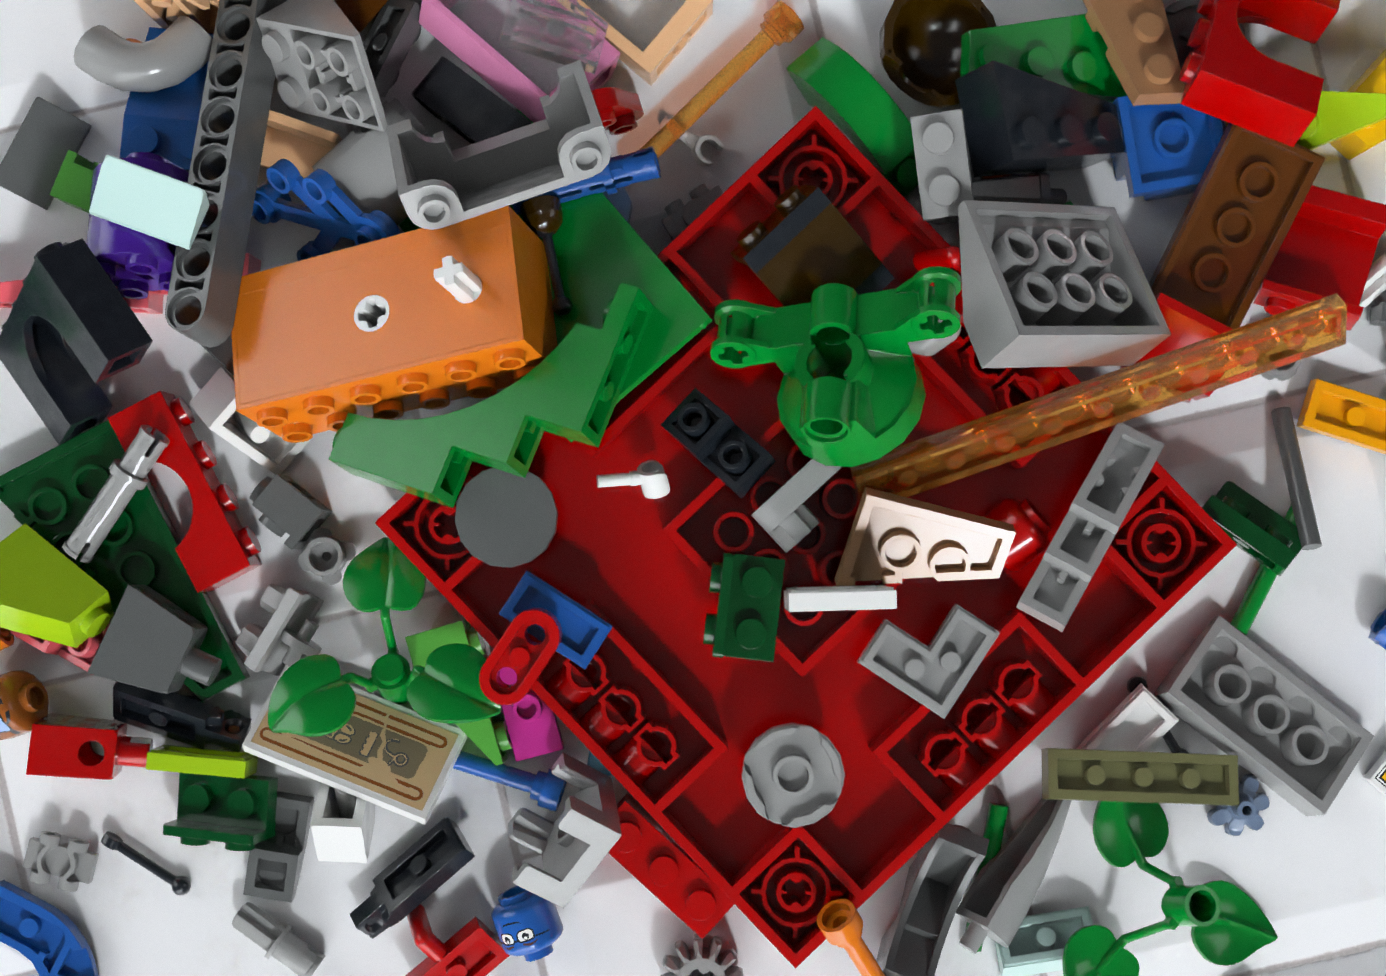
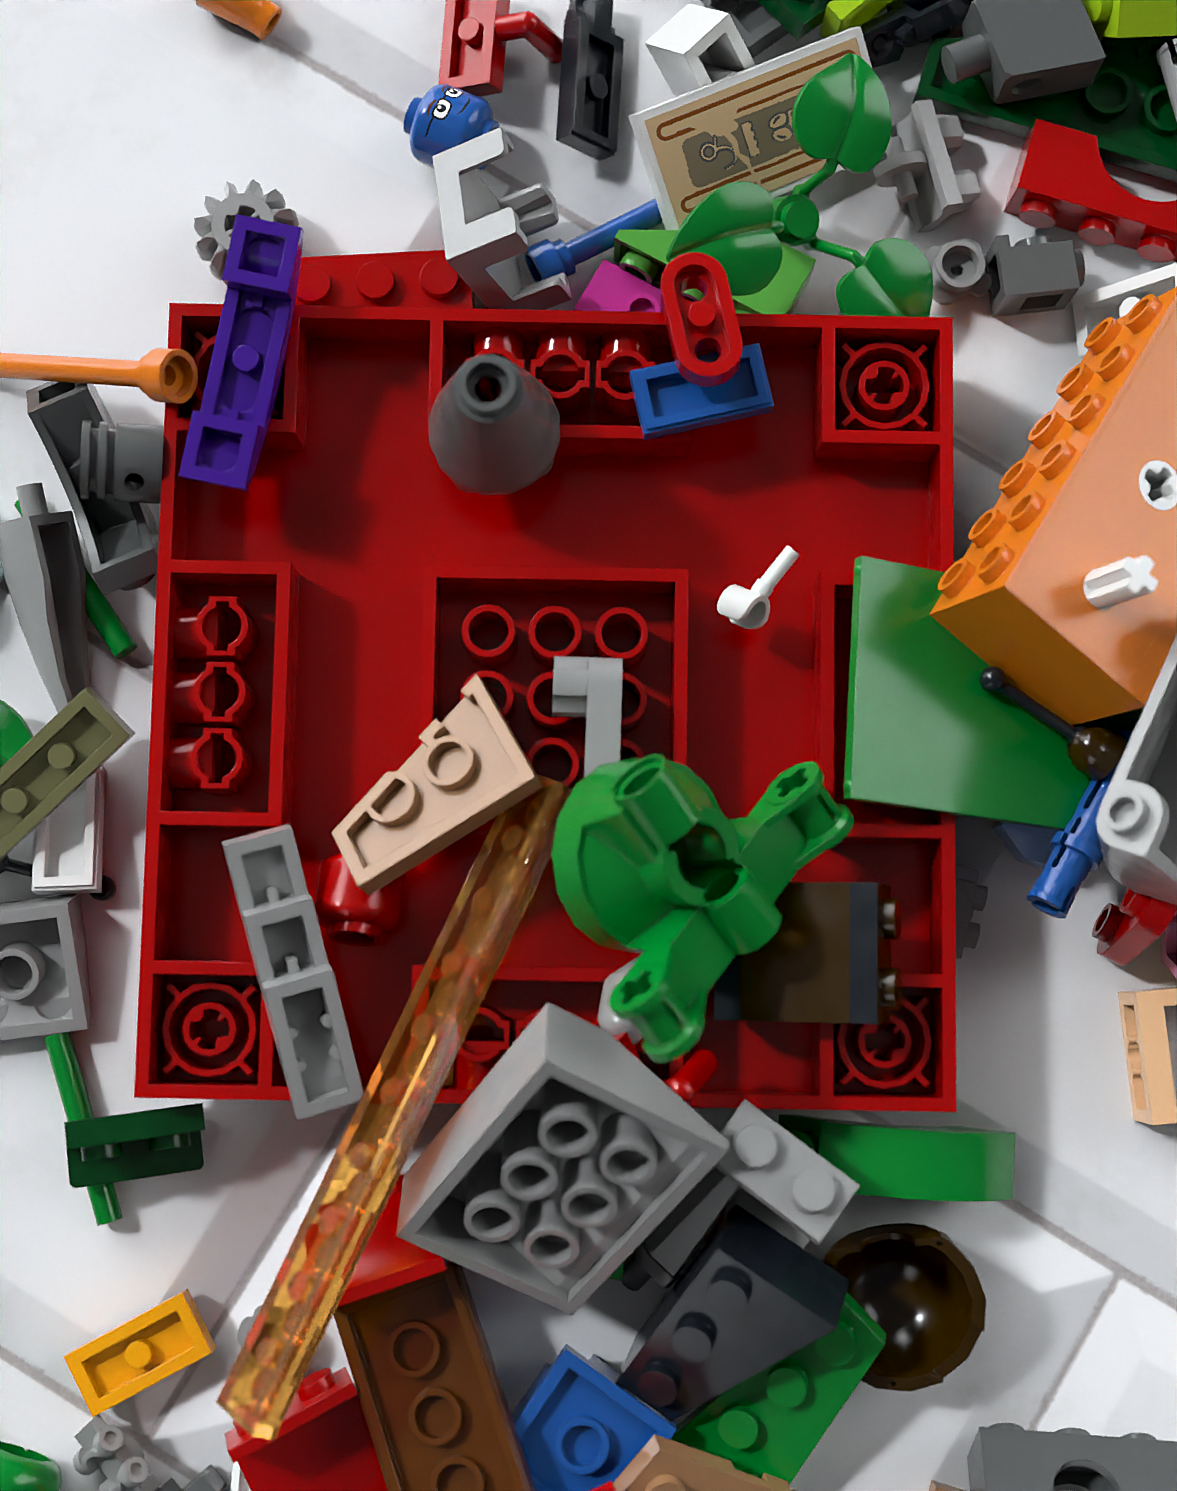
camera: 130 degrees right, 5 degrees down
(506, 517) = (842, 436): dark grey tile -> none
(563, 395) = (909, 593): green arch -> none
(694, 142) = (1031, 976): white hand -> none
(697, 689) = (494, 427): none -> dark grey cone
(718, 443) = (719, 696): black slope -> none
(746, 606) = (543, 571): dark green bracket -> none
(779, 26) = (1061, 1164): clear orange piece -> none
(787, 890) = (246, 355): none -> dark purple slope
(793, 775) = (344, 466): light grey tile -> none
(840, 598) = (464, 654): white tile -> none
(907, 904) = (121, 462): none -> dark grey piece
(933, 672) = (307, 684): light grey tile -> none
(1296, 478) = (138, 1232): dark grey bar -> none

